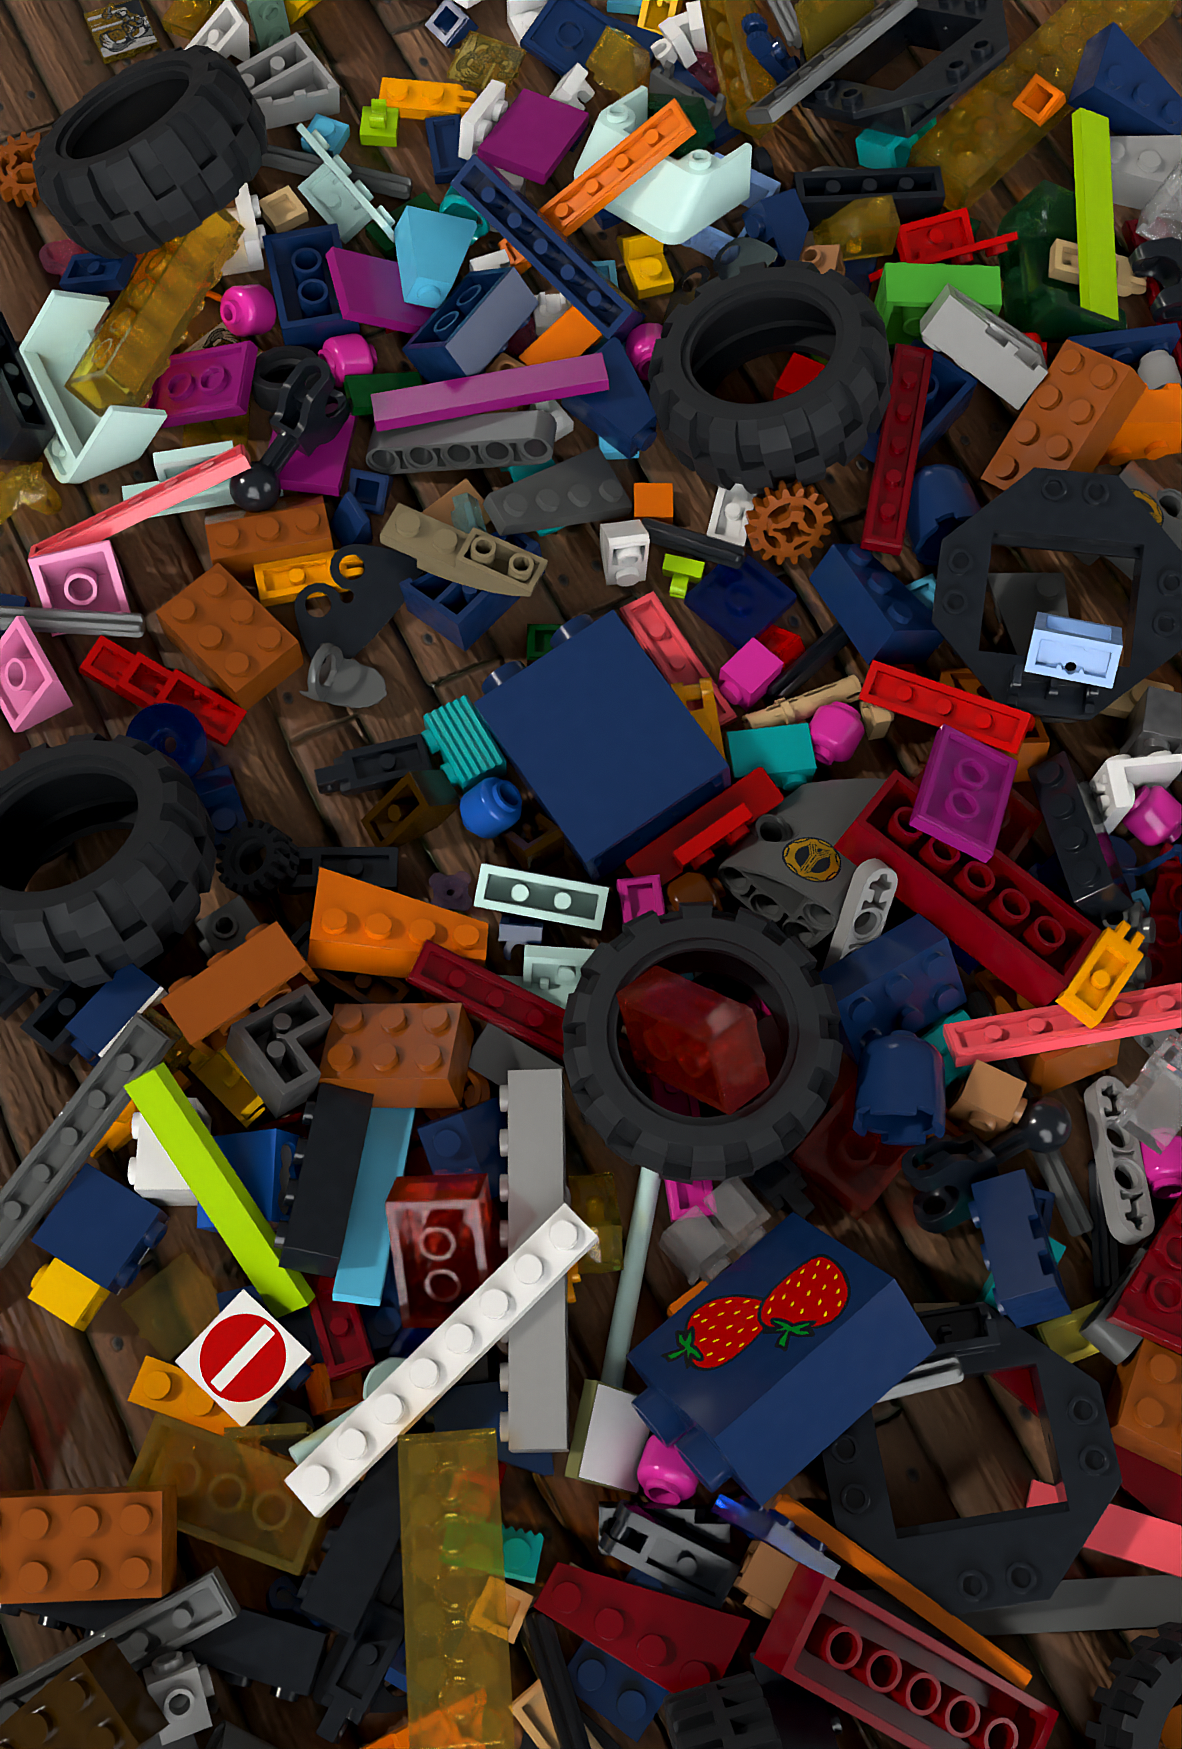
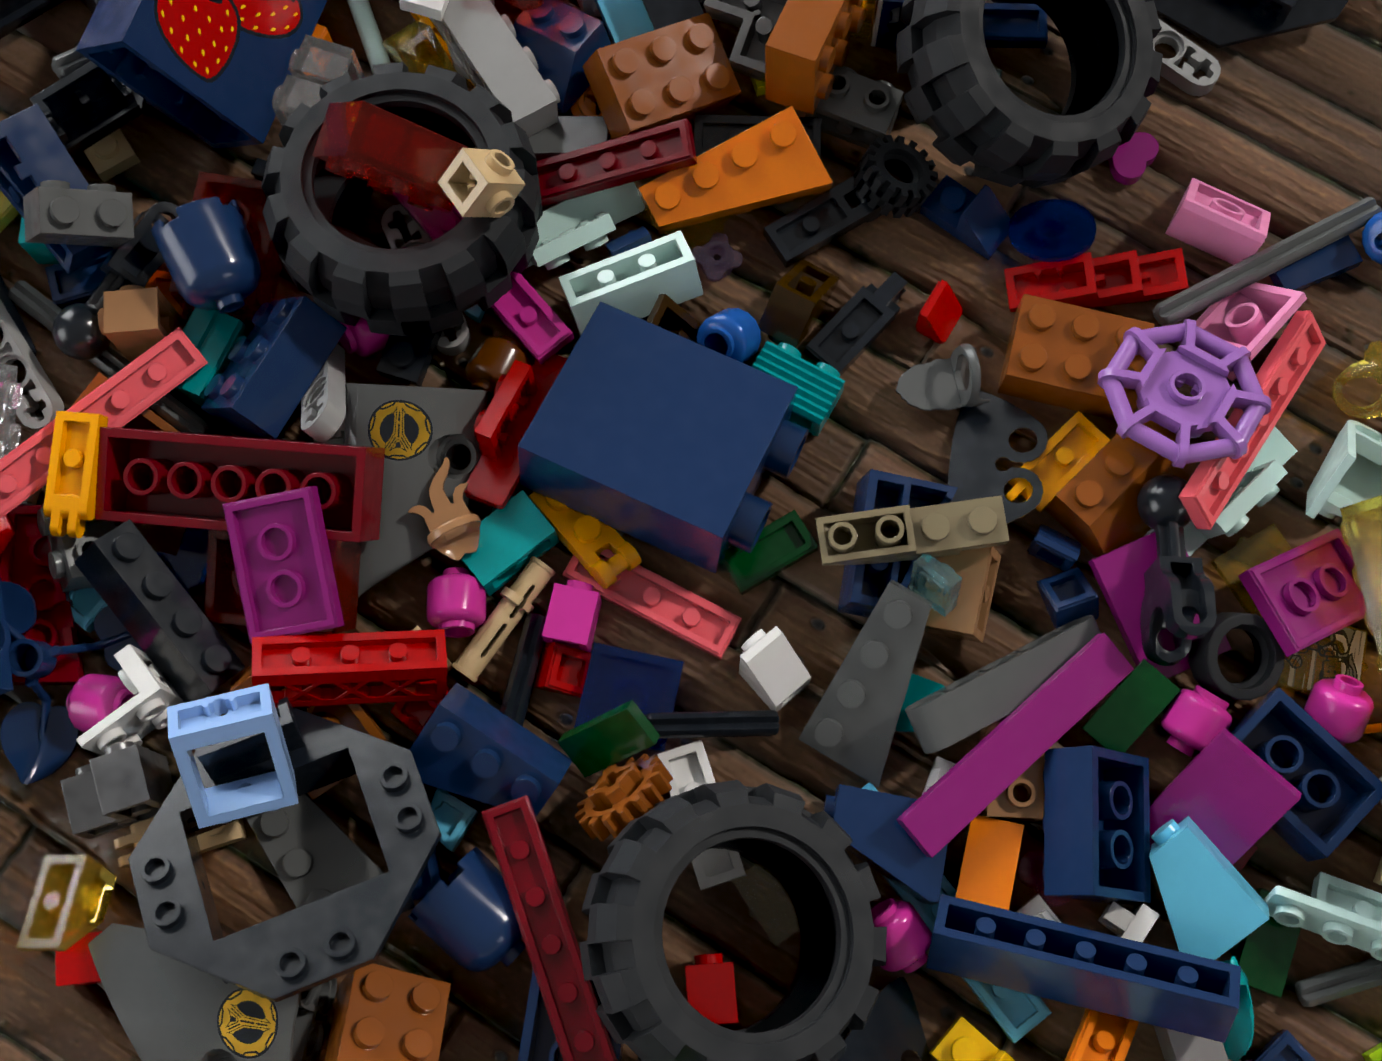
camera: 155 degrees right, 5 degrees up
(203, 543) = (1181, 414): none -> medium lavender plate
(307, 742) = (939, 313): none -> red slope
(641, 944) = (482, 183): none -> tan brick
(653, 501) = (782, 758): orange tile -> none
(682, 572) = (702, 688): lime tile -> none
(775, 564) = (609, 738): none -> dark green tile
(809, 773) = (451, 525): none -> medium nougat piece
(1006, 1178) = (78, 216): none -> dark grey brick

